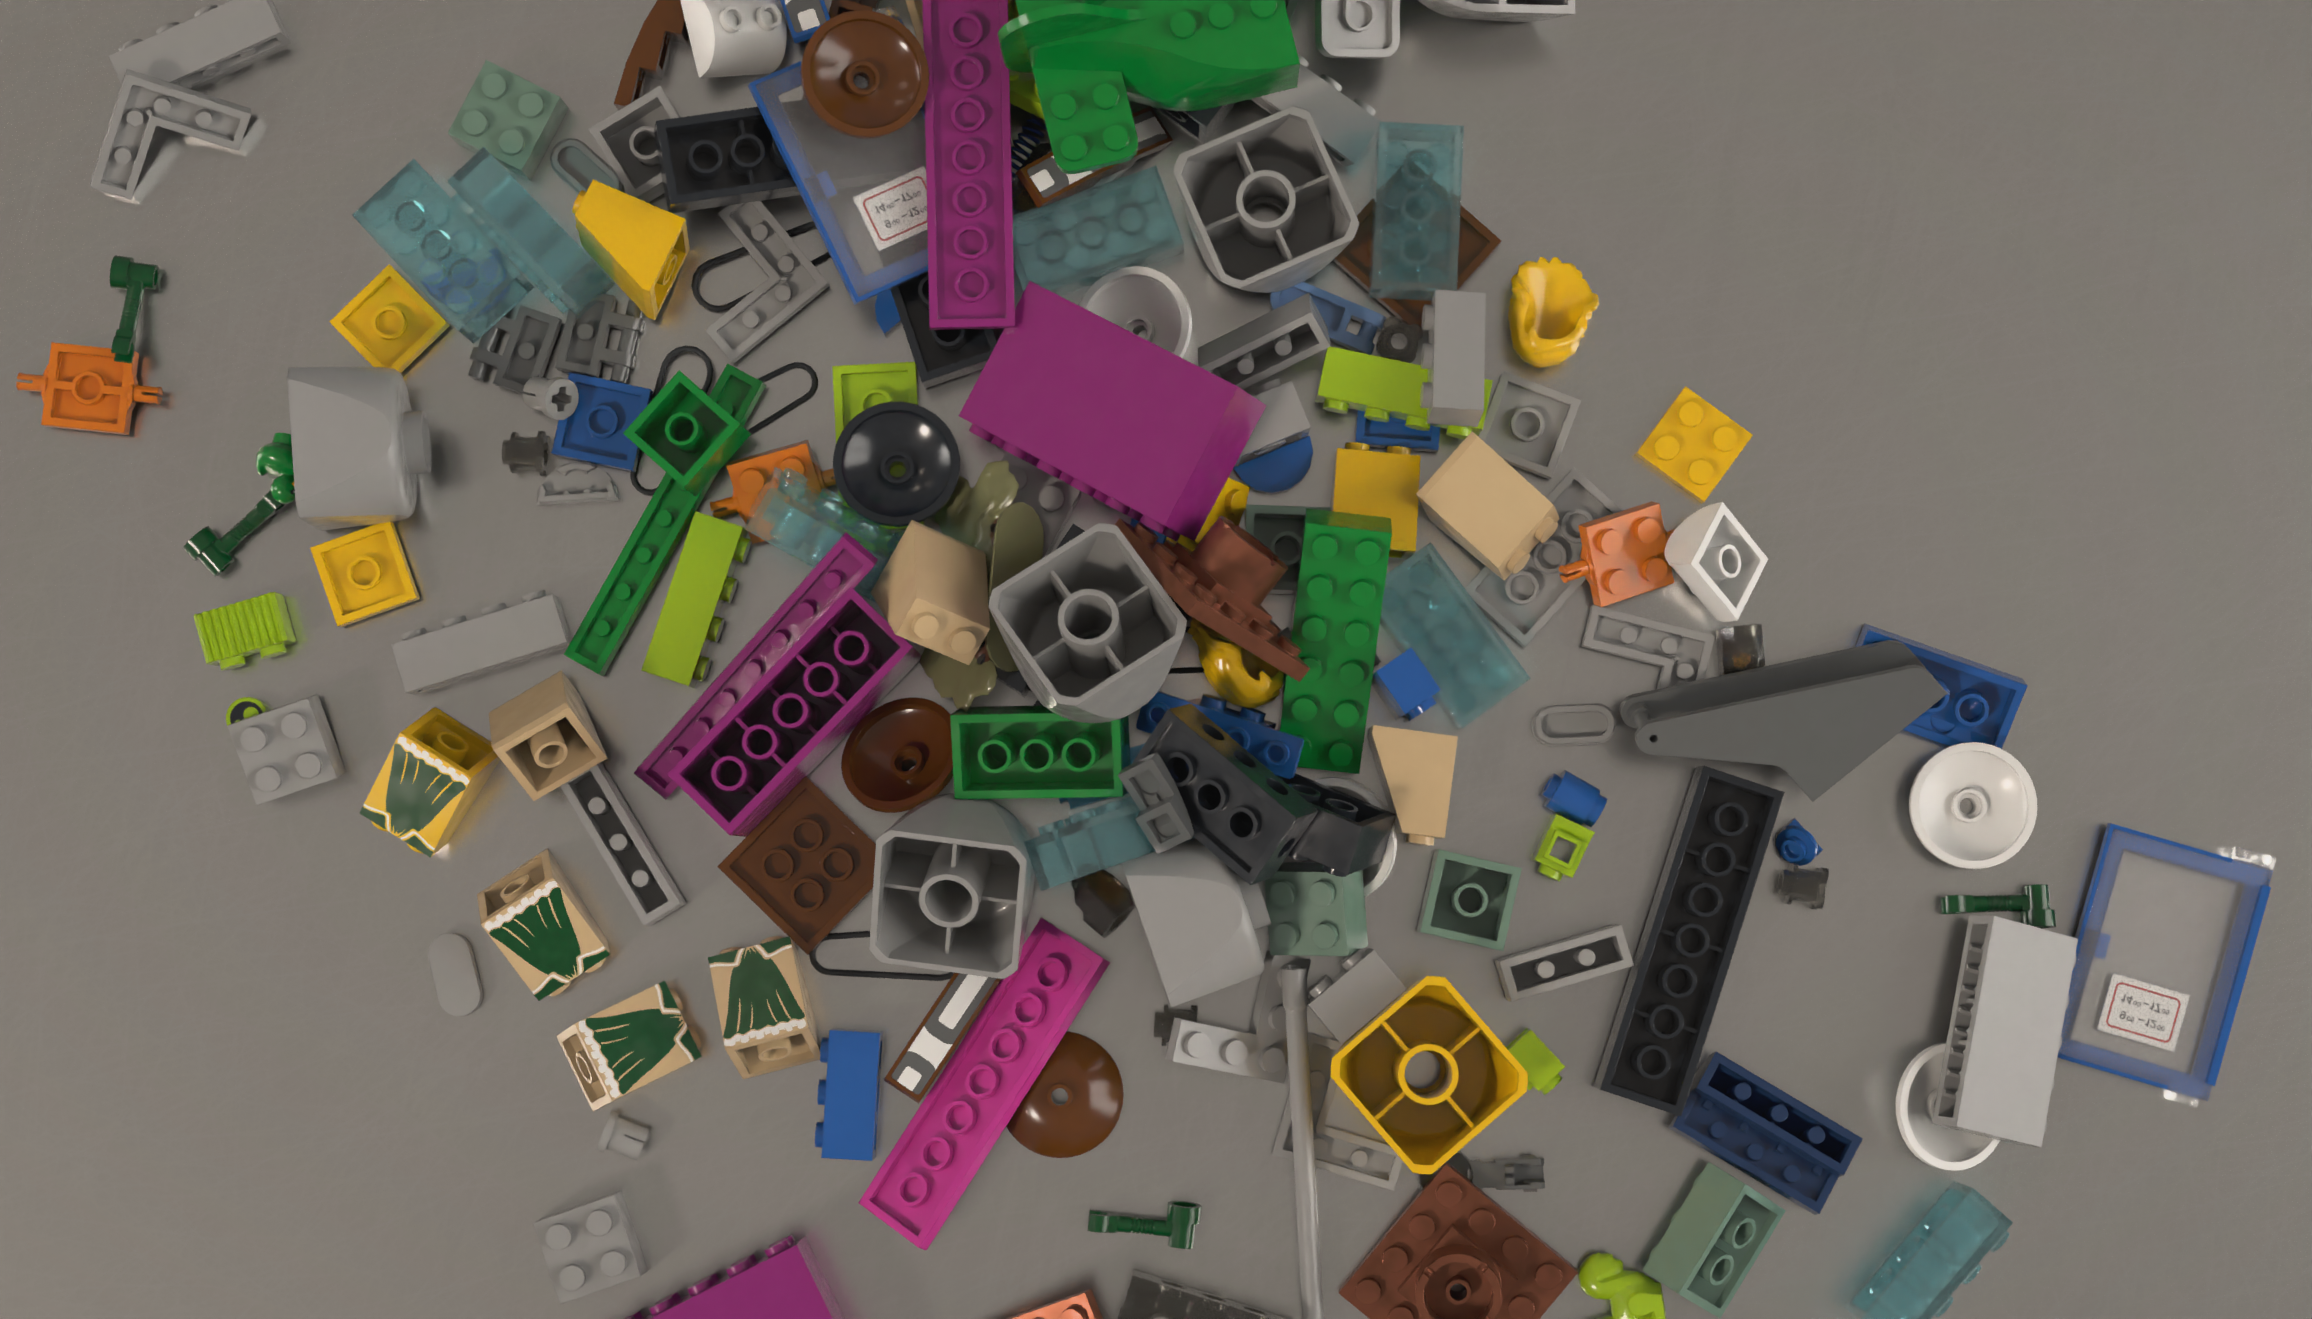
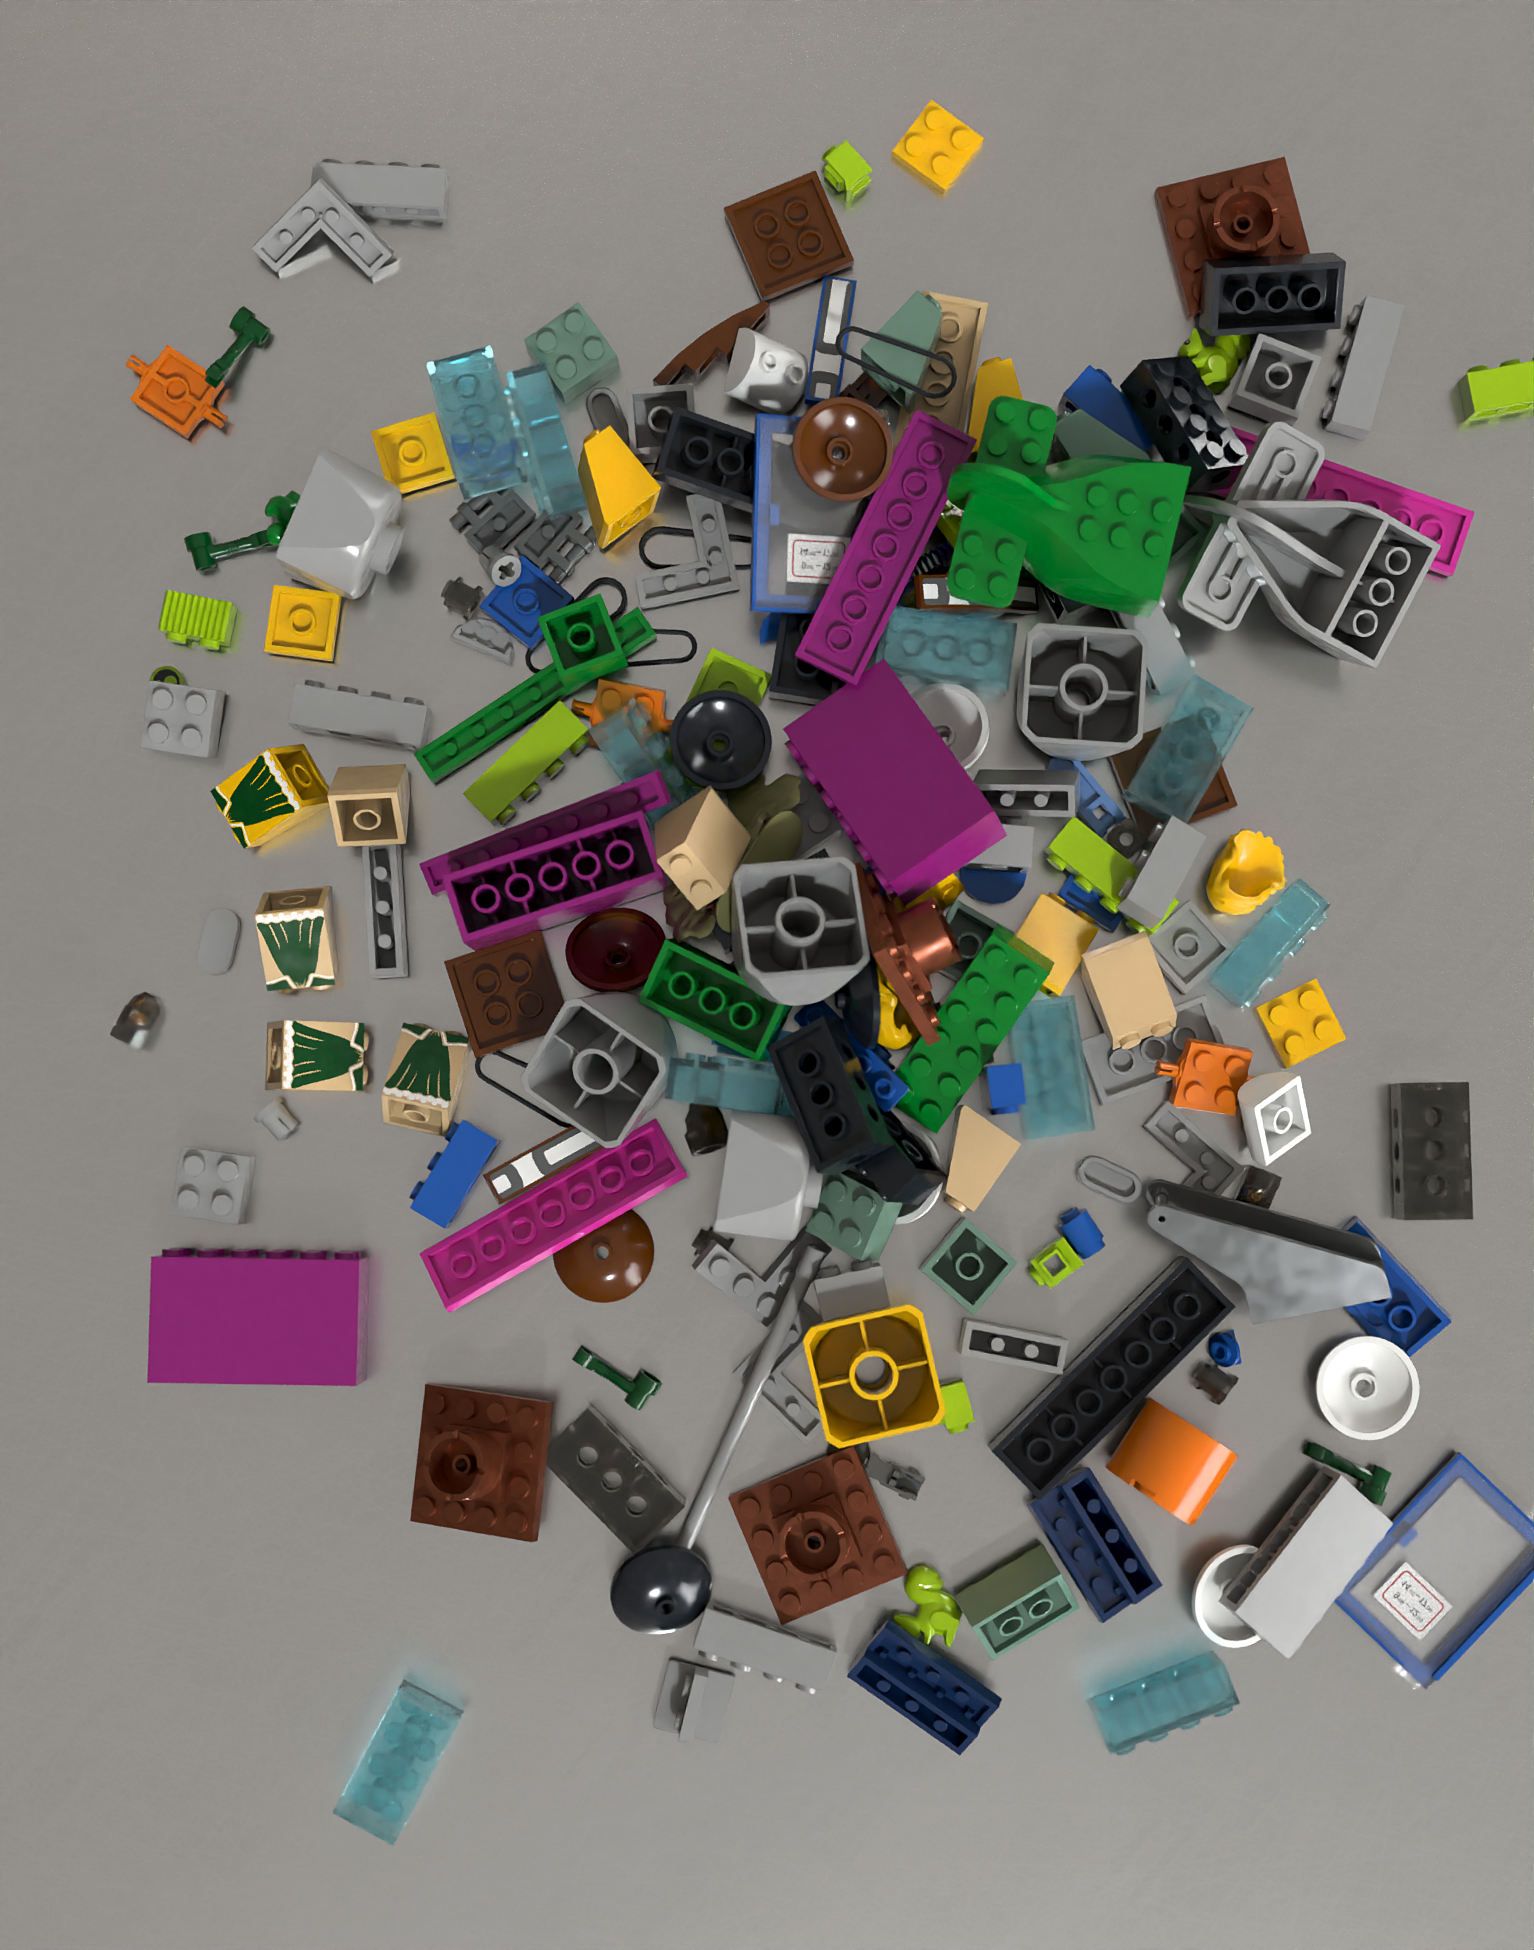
camera: 25 degrees right, 0 degrees up
(412, 1109) = (138, 1021): none -> clear smoke rock
(1159, 801) = (783, 1075): dark grey slope -> none
(1203, 674) = (861, 1004): none -> black dish
(1614, 375) = (1268, 943): none -> clear light blue brick
(1802, 998) = (1171, 1462): none -> orange brick
(1936, 507) = (1453, 1151): none -> clear smoke brick

